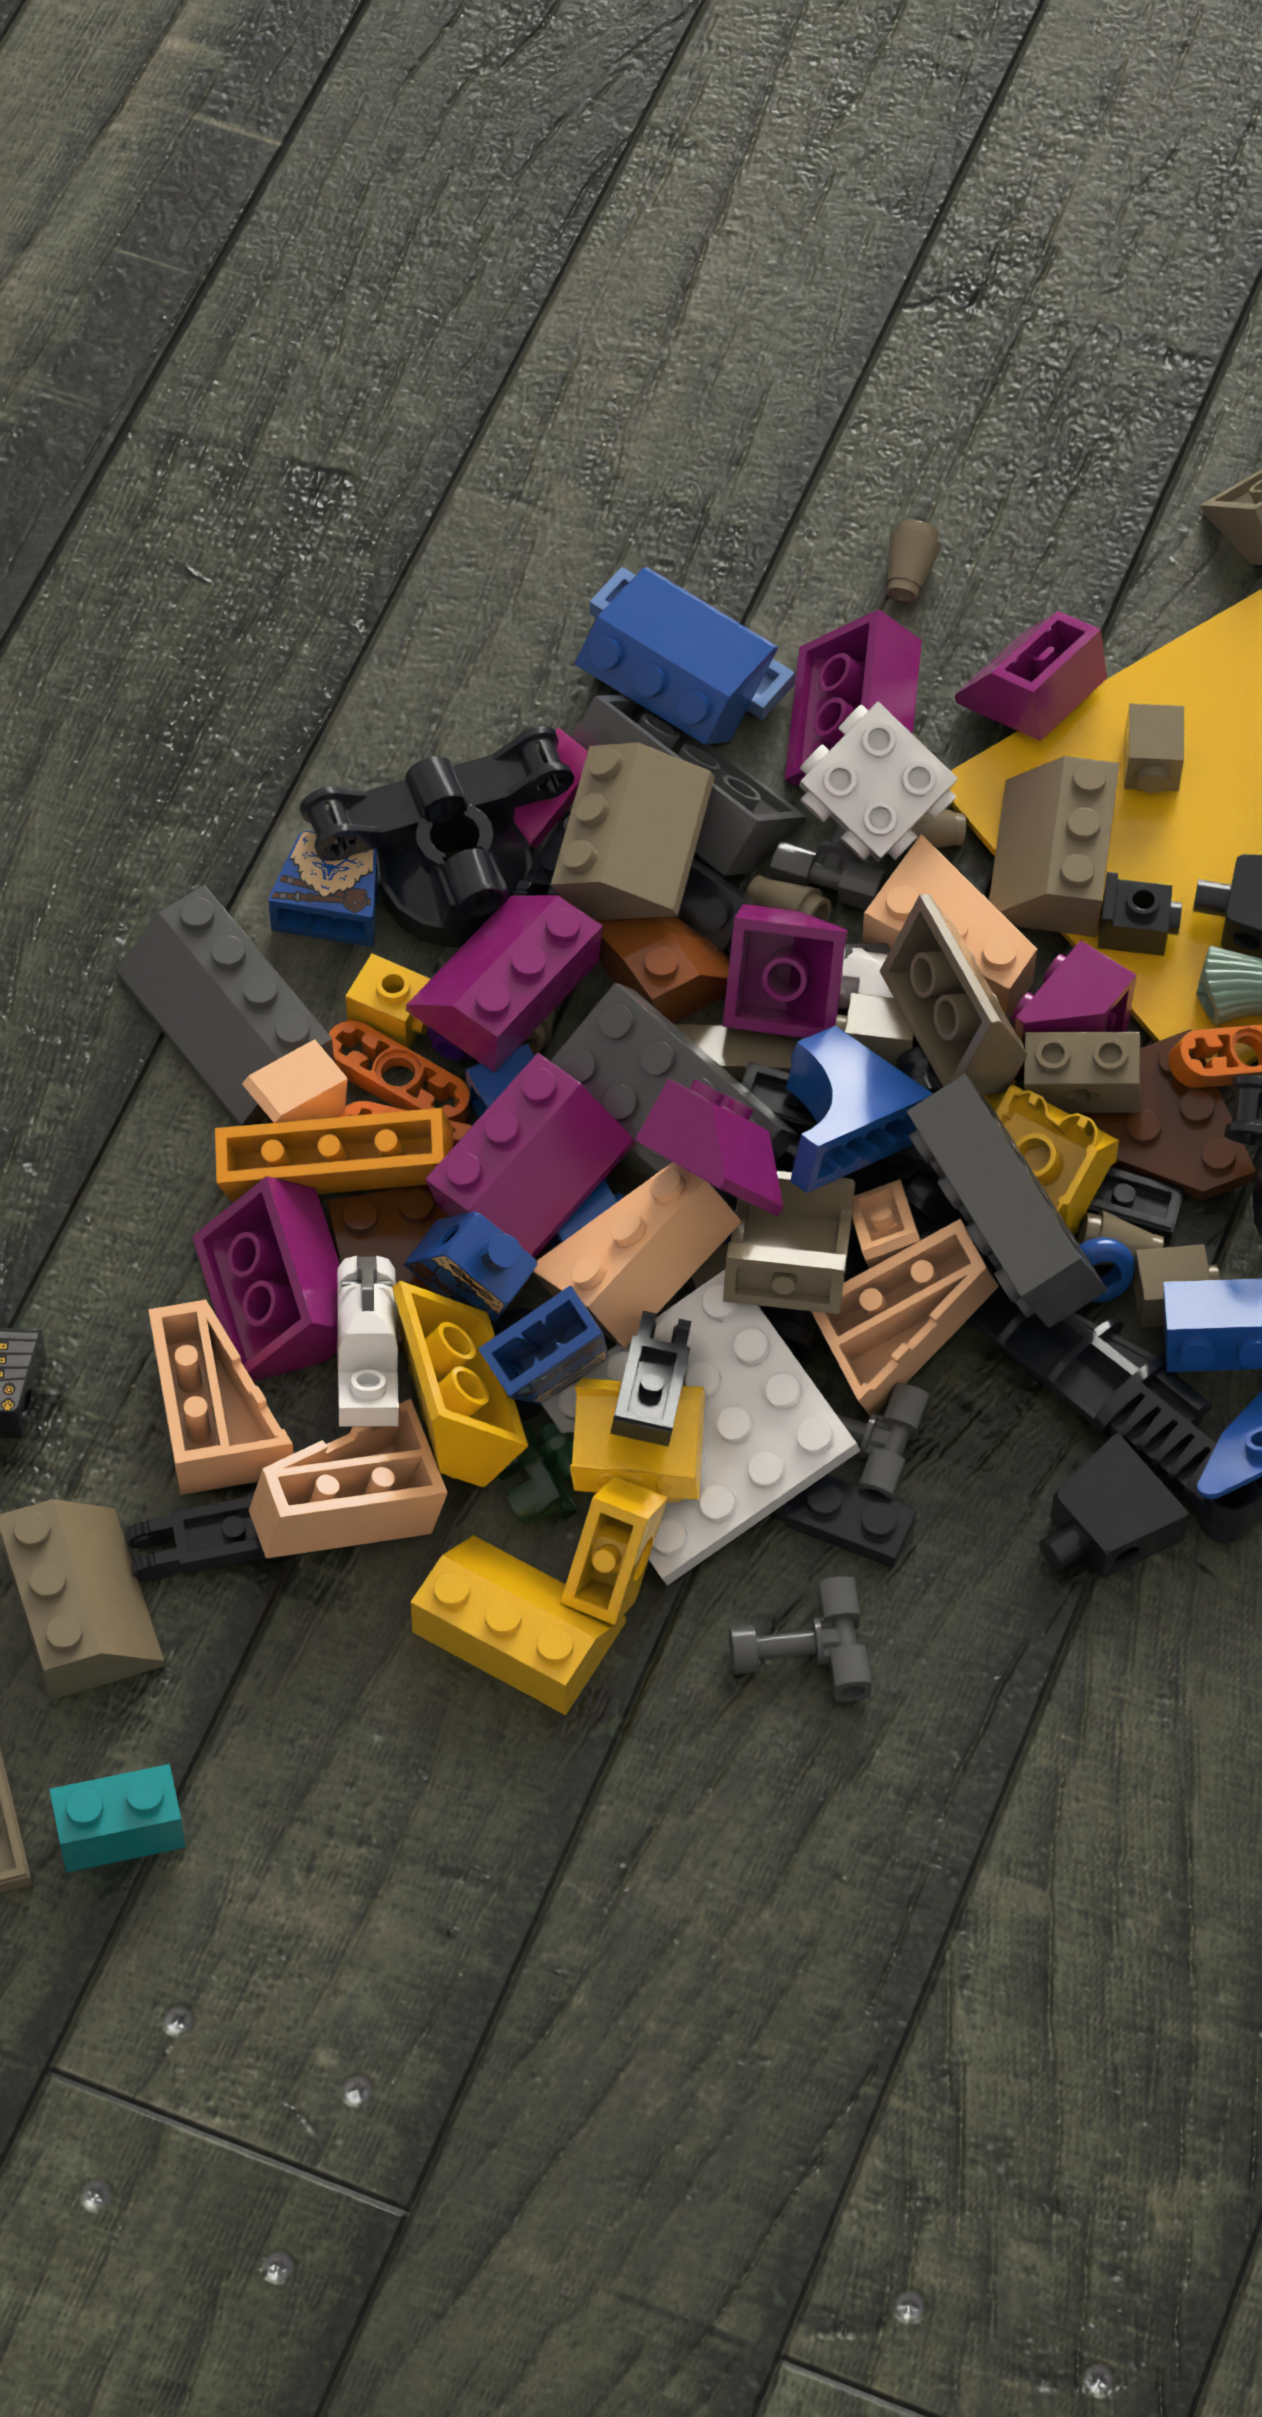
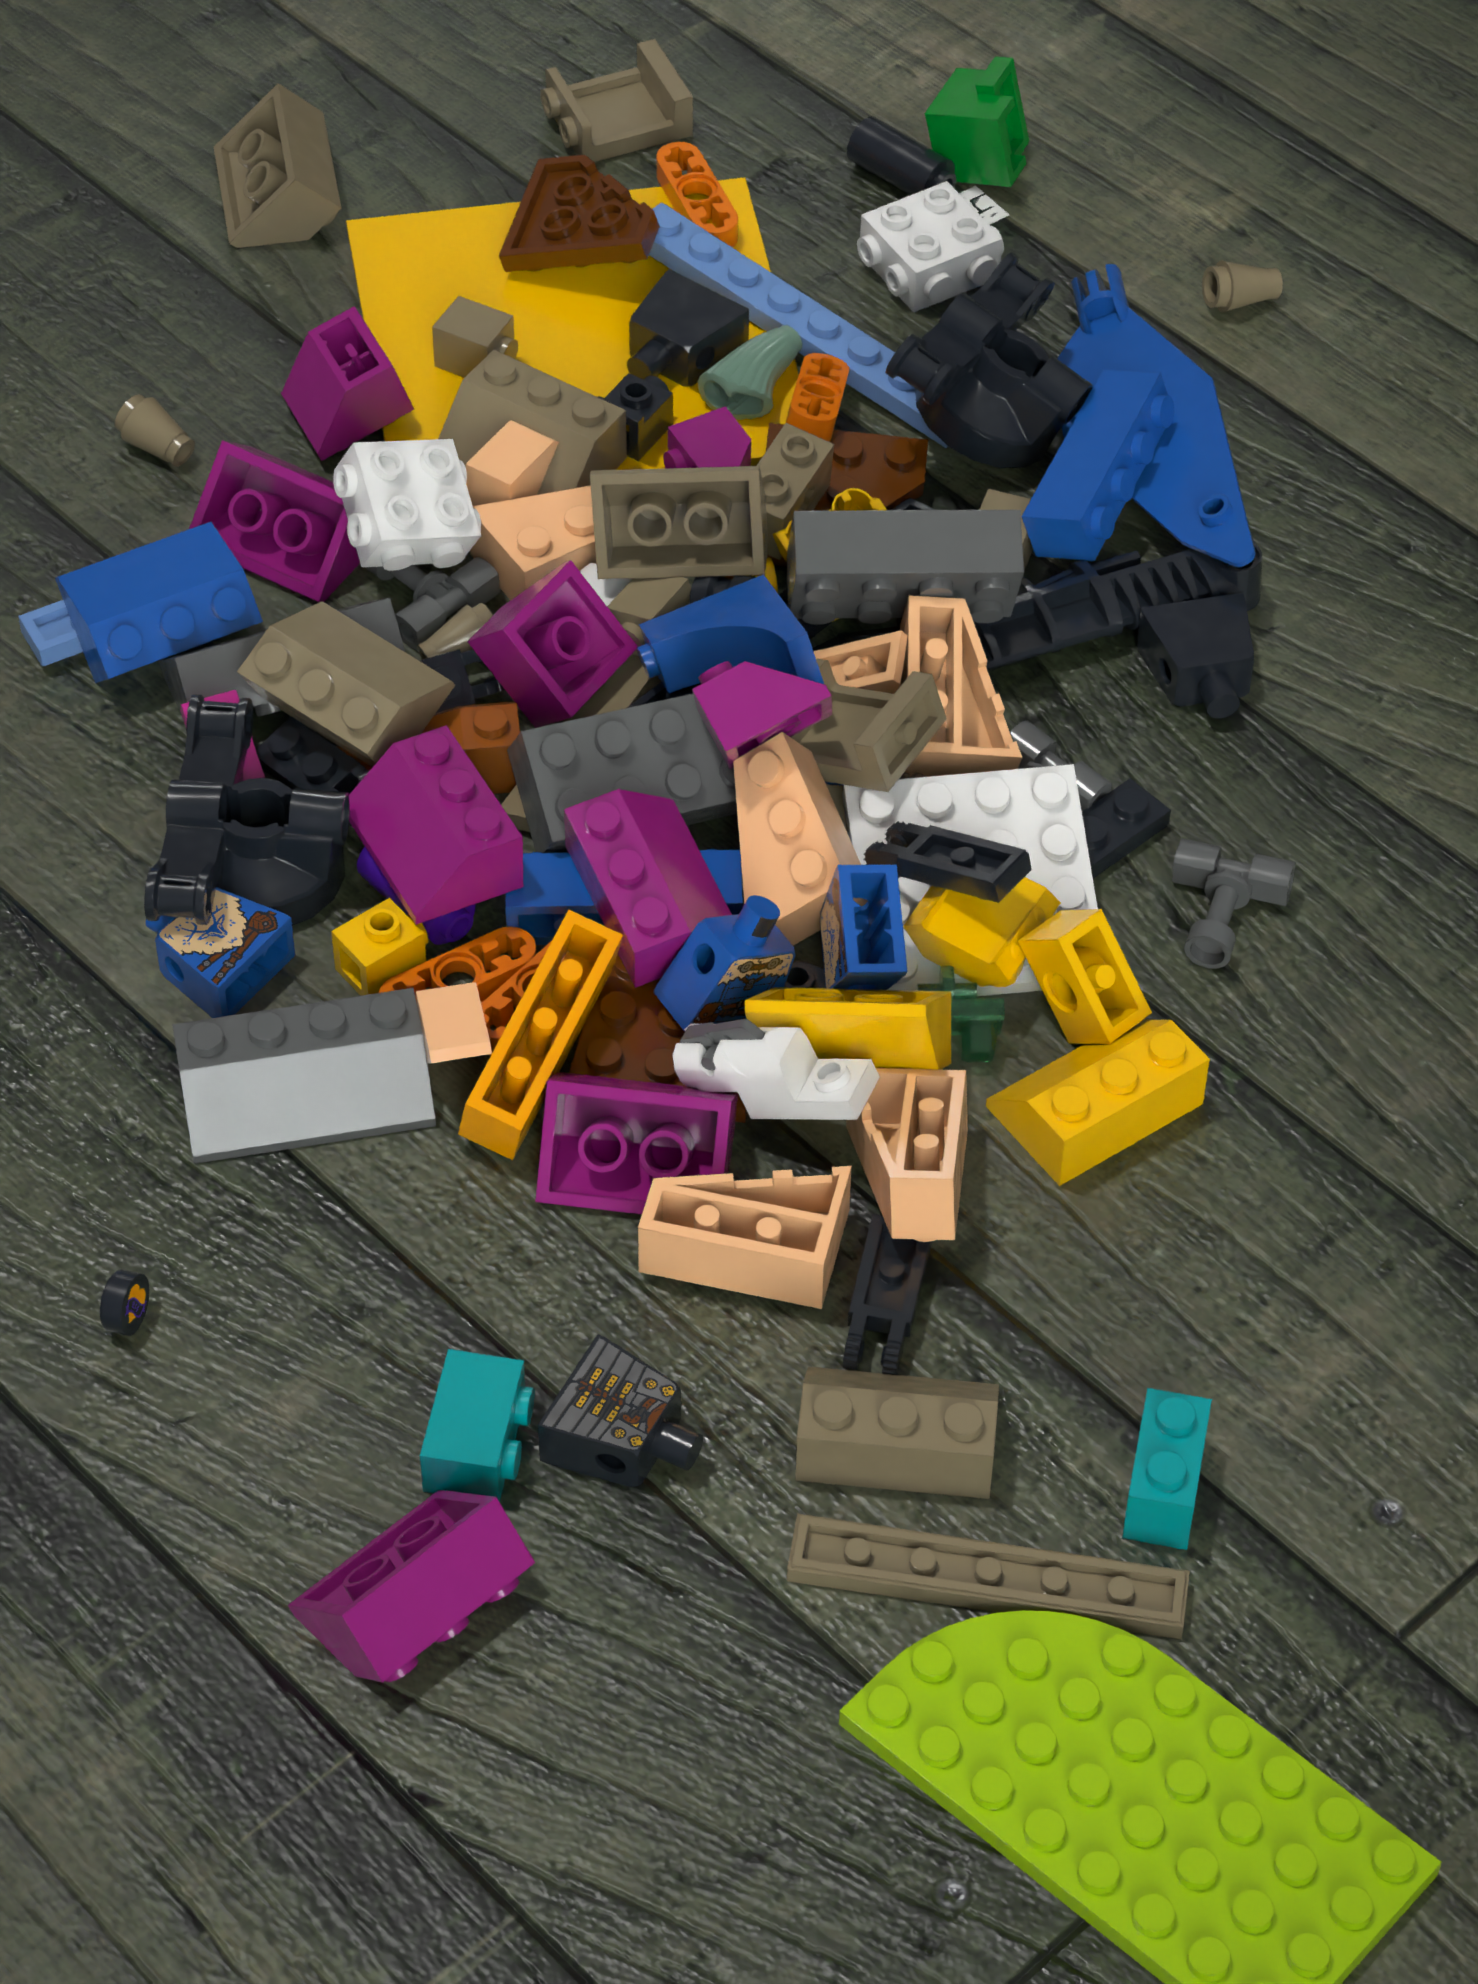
camera: 65 degrees left, 10 degrees down
(995, 845) = (509, 465): none -> light nougat slope

